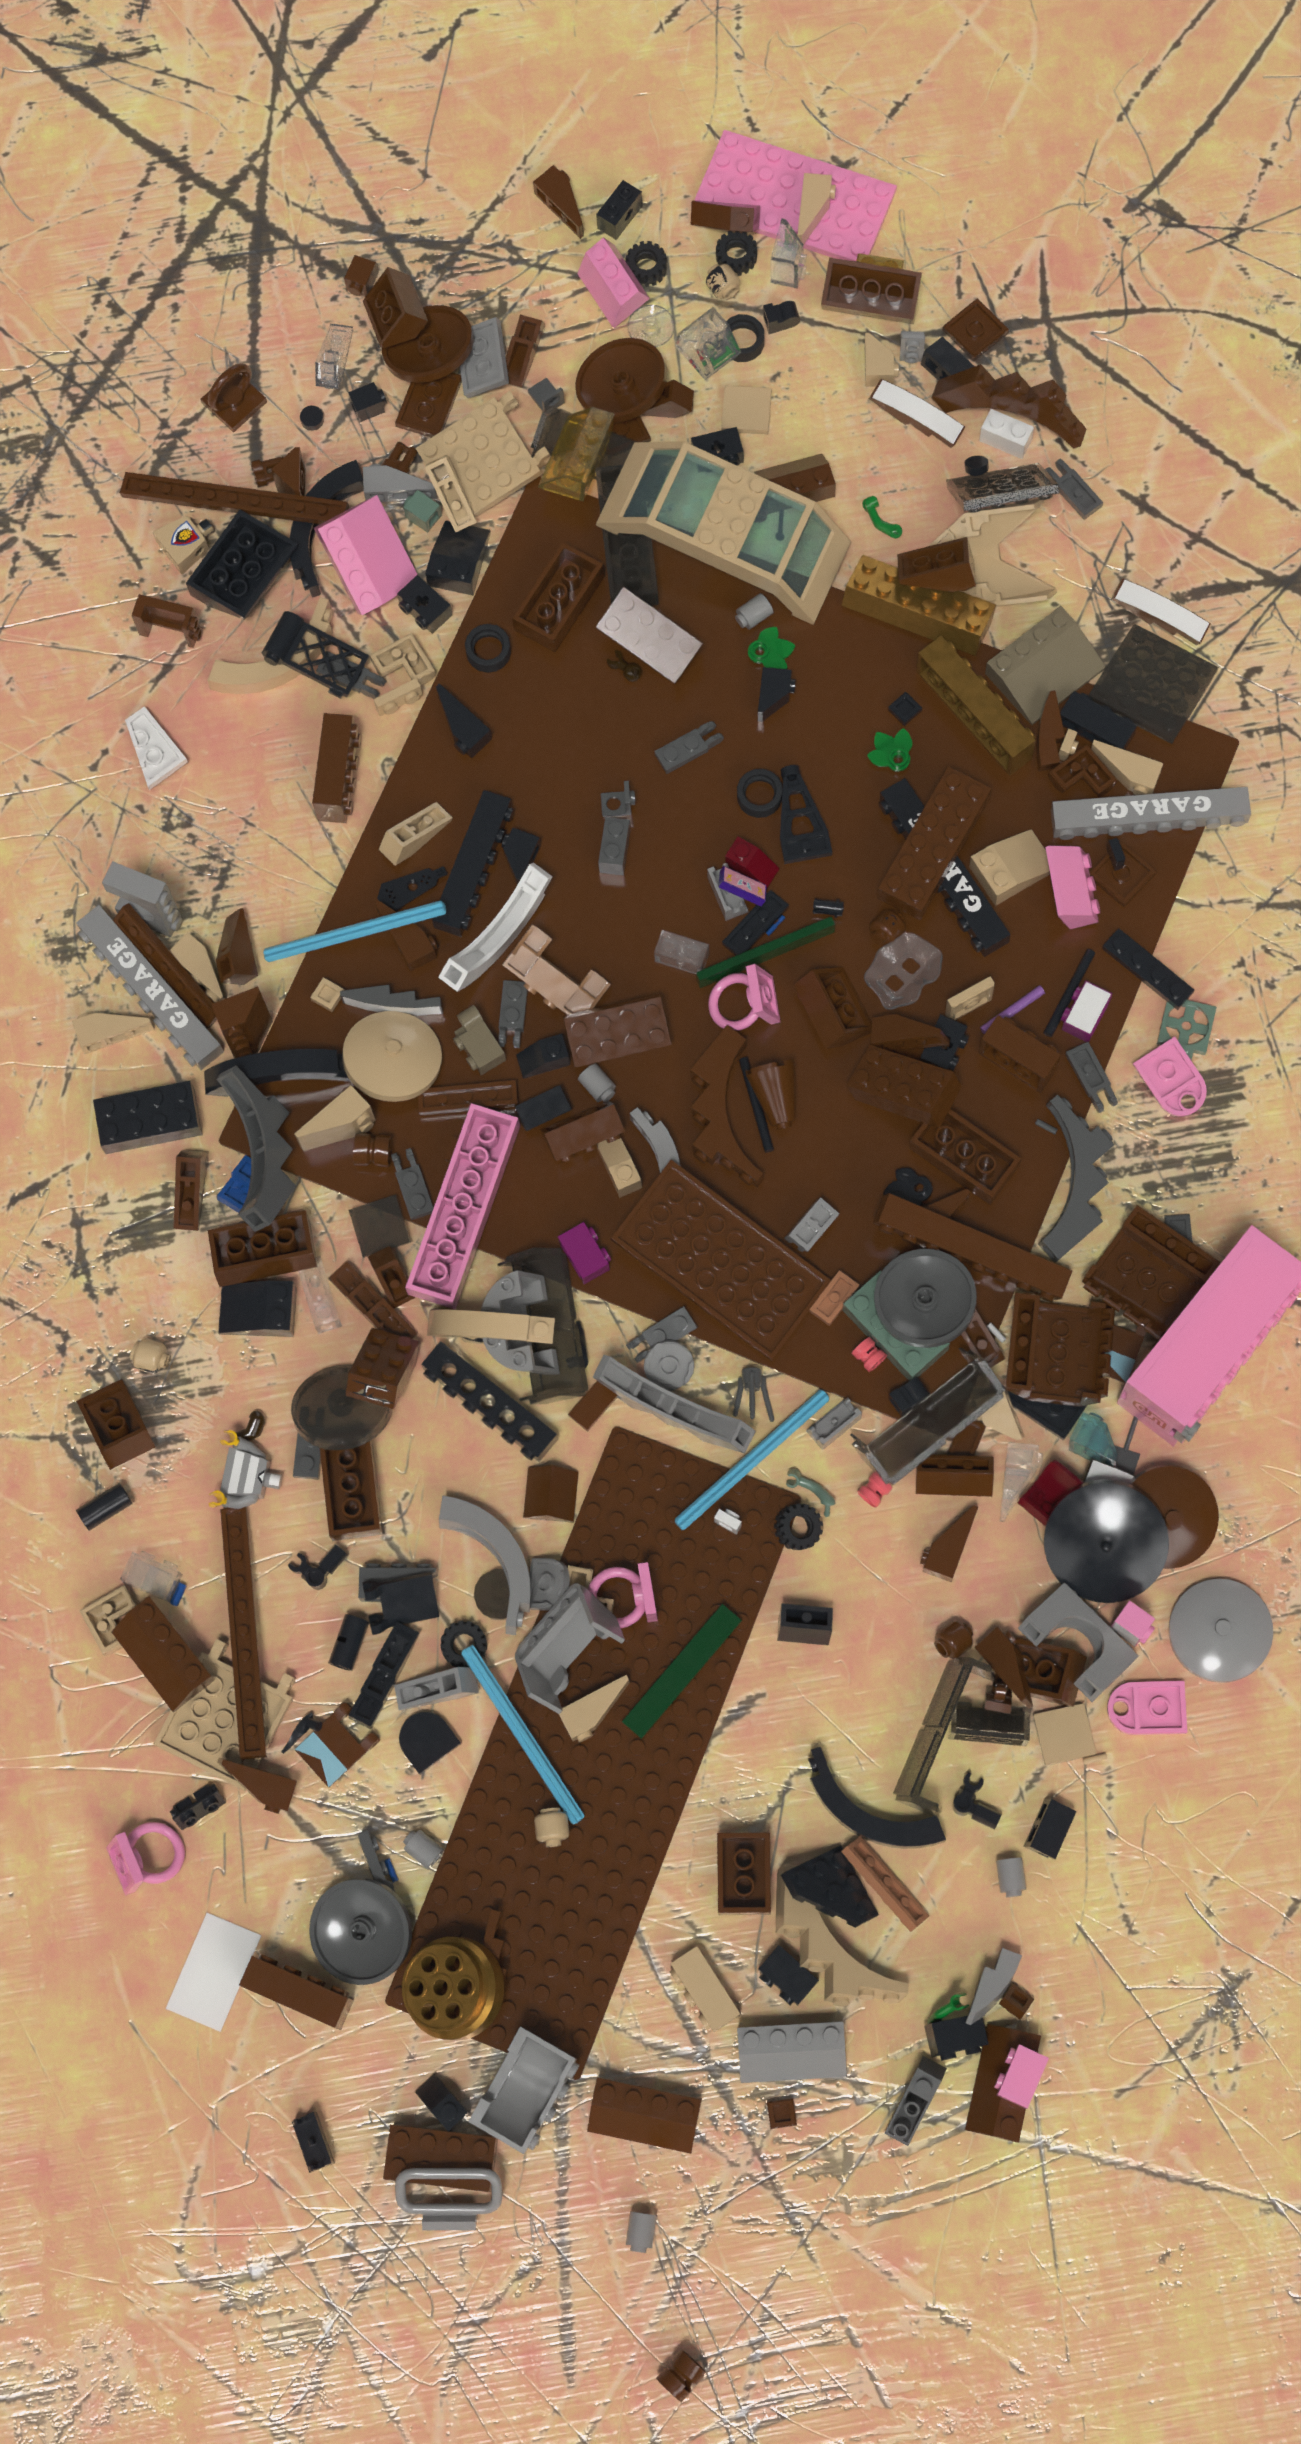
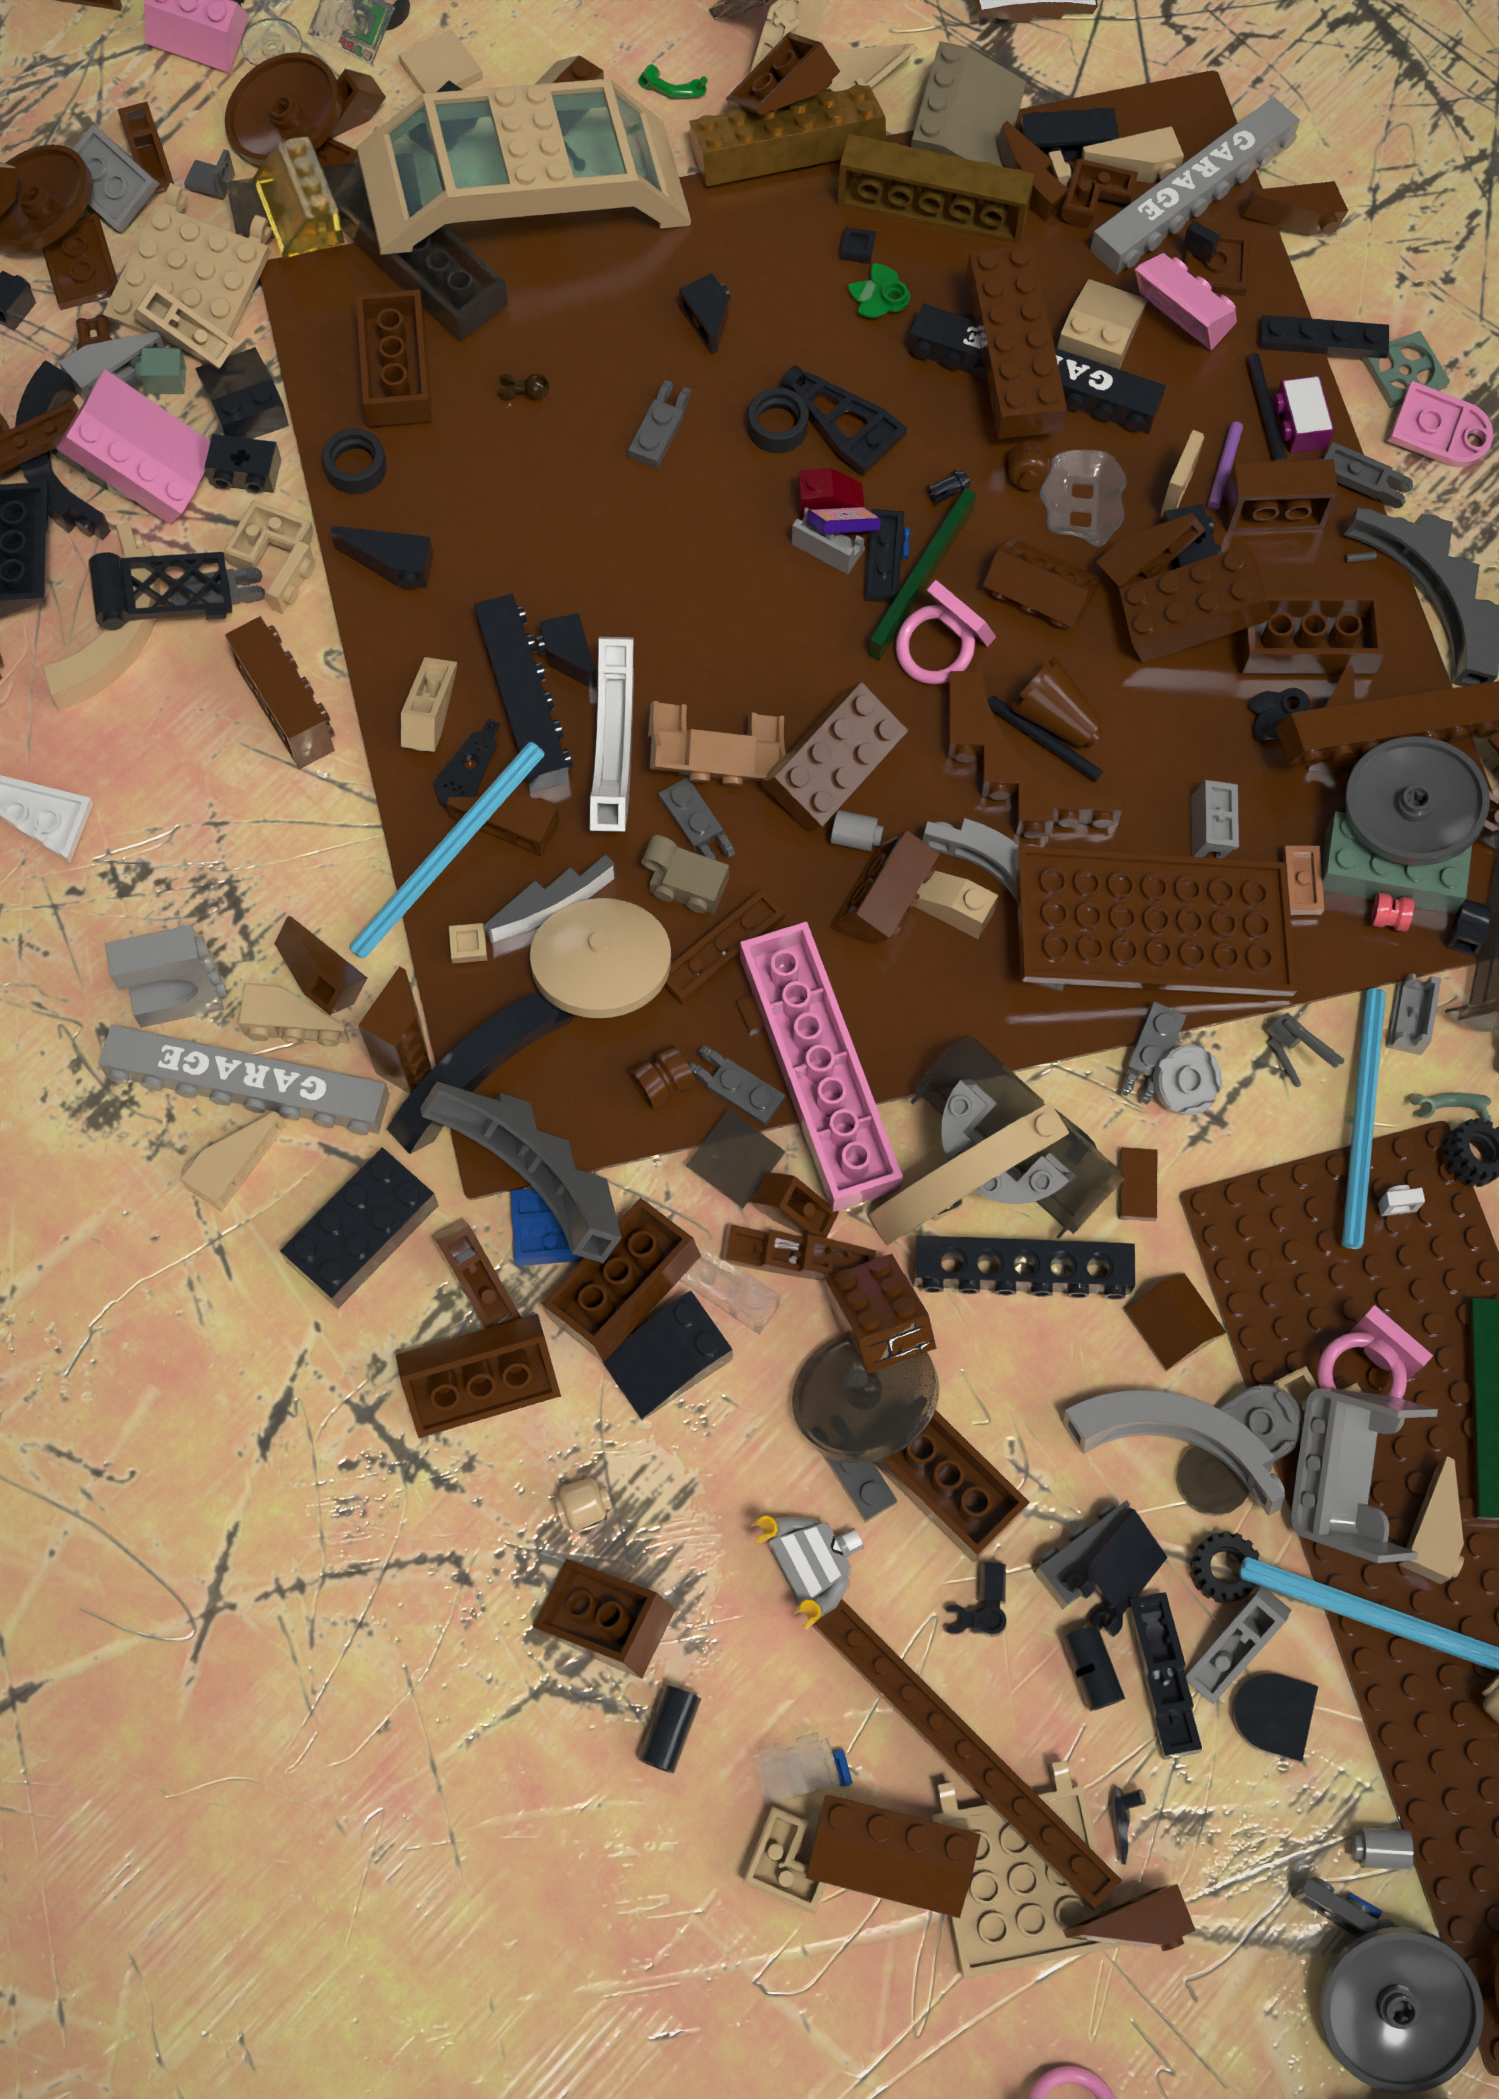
camera: 45 degrees left, 5 degrees down
(149, 1245) = (477, 1375): none -> reddish brown slope
(165, 964) = (245, 1036): reddish brown tile -> none
(187, 1813) = (1073, 2028): black hinge -> none
(254, 1427) = (774, 1495): dark brown arm -> none
(333, 1748) = (1177, 1808): reddish brown flag -> none
(337, 1121) = (601, 1068): tan slope -> none
(542, 1108) = (819, 897): black hinge -> none
(543, 1056) = (772, 842): black slope -> none
(584, 1252) = (995, 1021): magenta brick -> none
(614, 846) = (667, 571): dark grey brick -> none
(626, 799) = (638, 518): dark grey bracket -> none
(648, 635) = (530, 329): brick -> none
(673, 1409) = (1232, 1124): light grey arch -> none
(681, 952) = (833, 632): clear brick -> none
(753, 612) = (619, 245): light grey brick -> none
(774, 649) = (669, 272): green plate -> none
(1153, 683) = (1087, 66): clear smoke plate -> none
(1208, 874) = (1301, 208): none -> reddish brown slope

